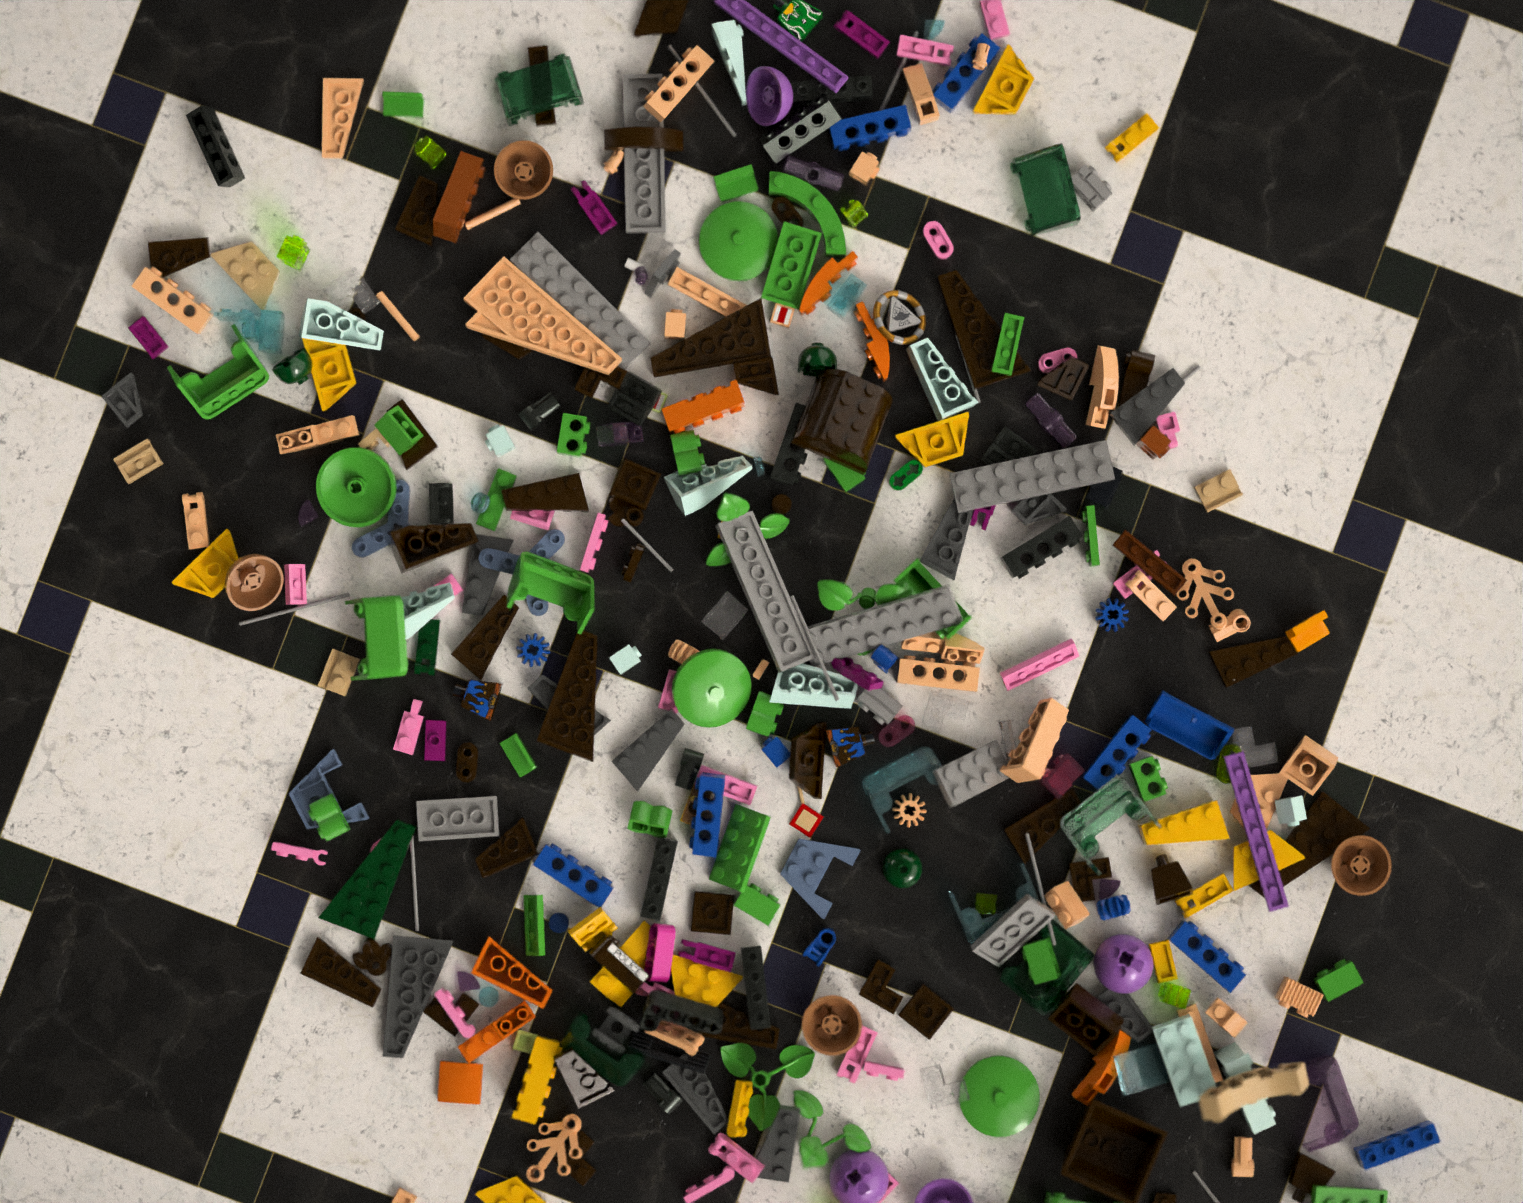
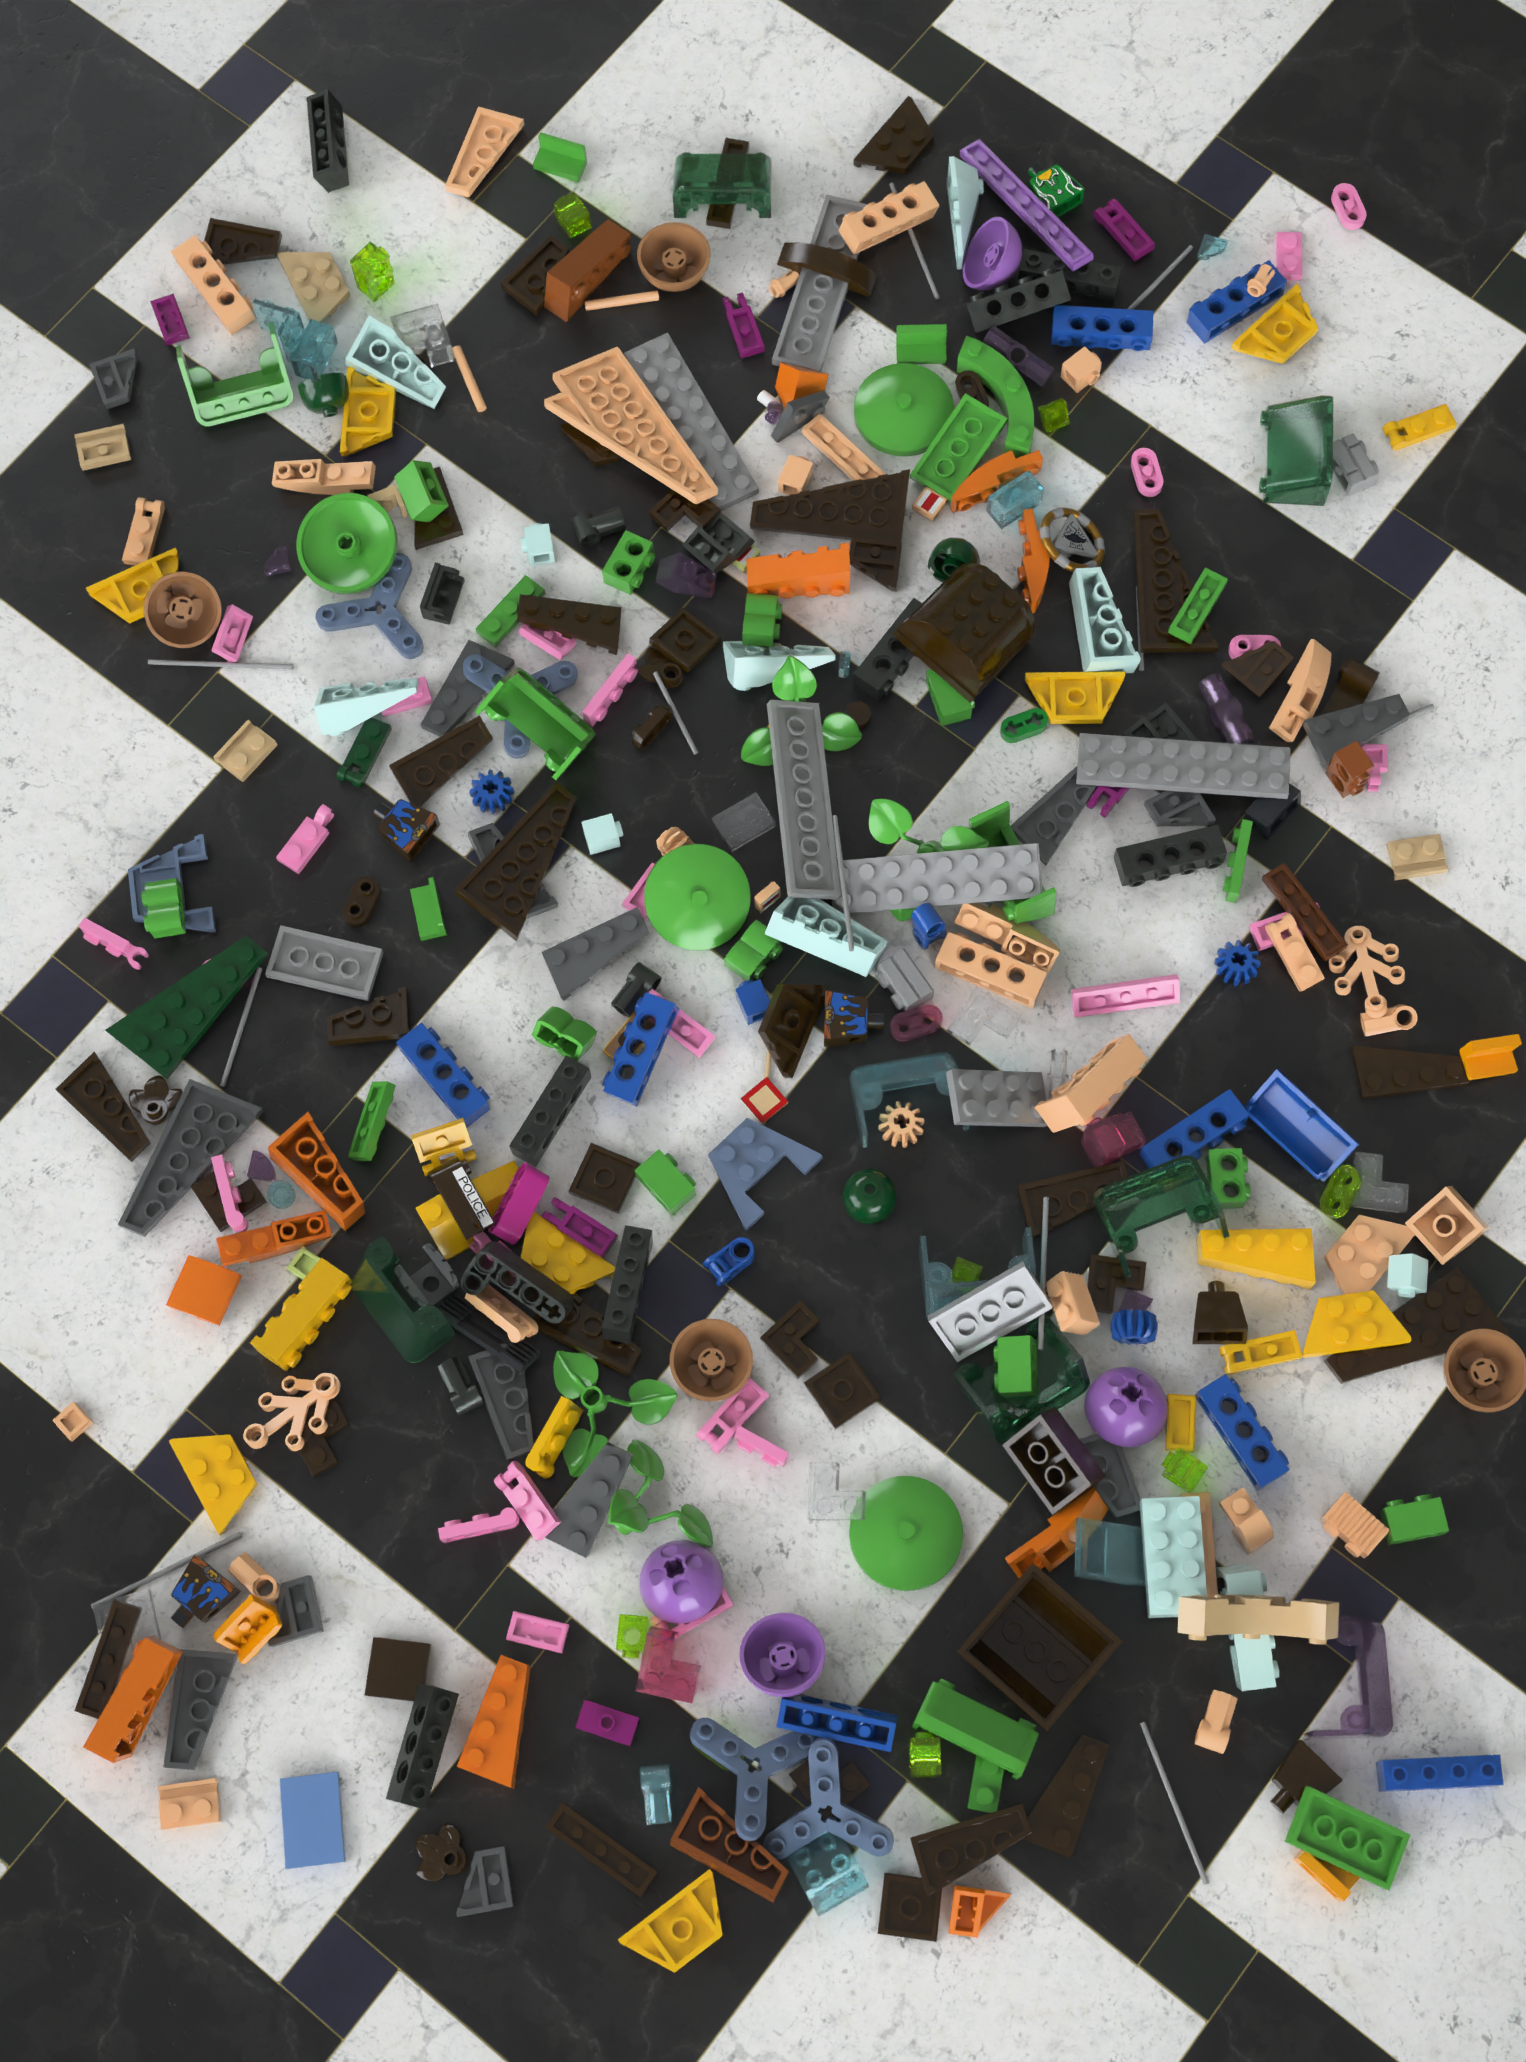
camera: 25 degrees right, 15 degrees down
(383, 637) = (309, 714): bright green windscreen -> none
(420, 545) = (401, 628): dark brown wedge -> none
(435, 740) = (332, 864): magenta plate -> none
(480, 502) = (489, 605): clear light blue tile -> none
(558, 922) = (403, 1128): dark blue tile -> none
(581, 1078) = (360, 1331): wing -> none
(653, 248) = (797, 382): none -> orange slope
(739, 848) = (666, 1103): bright green plate -> none
(856, 674) = (886, 931): magenta hinge -> none
(921, 94) = (1175, 311): light nougat slope -> none
(924, 50) = (1194, 264): bright pink plate -> none
(1256, 831) = (1354, 1284): medium lavender tile -> none

